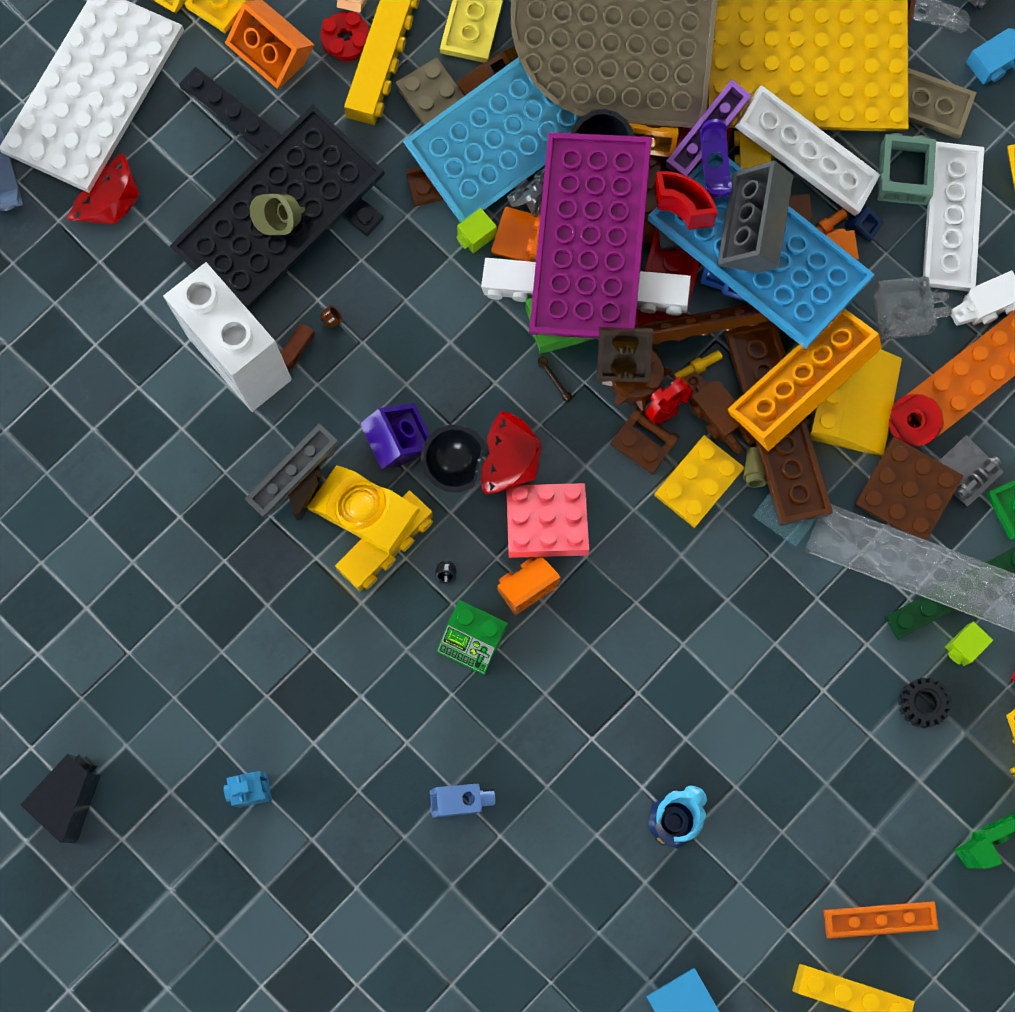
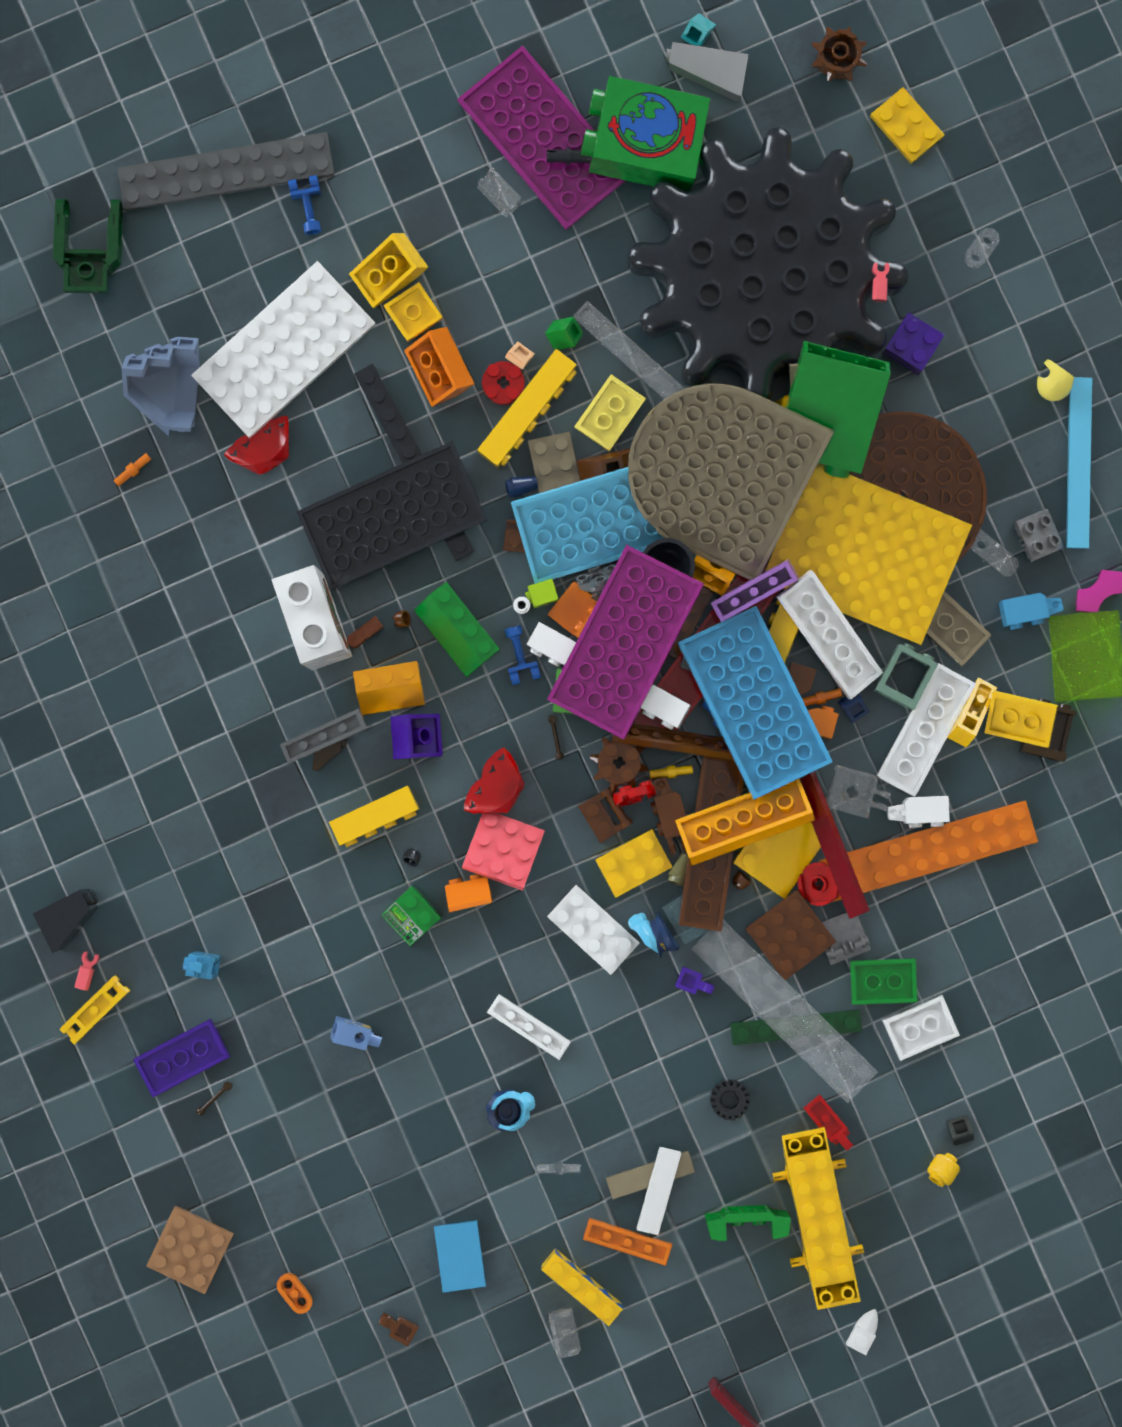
camera: 25 degrees right, 10 degrees up
(112, 856) = (86, 972): none -> coral bar
(138, 898) = (94, 1010): none -> yellow plate
(264, 915) = (181, 1058): none -> dark purple tile
(275, 213) = (388, 524): olive piece -> none
(332, 926) = (226, 1086): none -> dark brown hinge
(346, 393) = (389, 688): none -> light orange slope
(363, 508) = (367, 785): yellow slope -> none
(397, 303) = (456, 629): none -> green slope
(403, 129) = (520, 485): none -> dark blue cone
(452, 457) = (449, 774): black cylinder -> none
(459, 255) = (519, 600): none -> white pin
(461, 284) = (514, 634): none -> blue bar
(624, 354) = (610, 750): dark brown plate -> none
(659, 712) = (529, 1026): none -> white tile
(685, 572) = (593, 929): none -> white plate
(686, 199) = (709, 644): red brick -> none
(714, 139) = (743, 634): dark purple piece -> none
(756, 218) = (758, 681): dark grey slope -> none
(758, 545) = (654, 933): none -> piece
(763, 864) = (558, 1168): none -> clear bar
(821, 585) = (691, 981): none -> dark purple plate
(827, 453) = (741, 881): none -> reddish brown hinge
(872, 828) = (639, 1177): none -> dark tan tile
(891, 842) = (658, 1190): none -> white tile
(922, 373) = (834, 848): none -> dark red tile
(968, 644) = (781, 1070): lime brick -> none
(996, 181) = (972, 714): none -> yellow slope

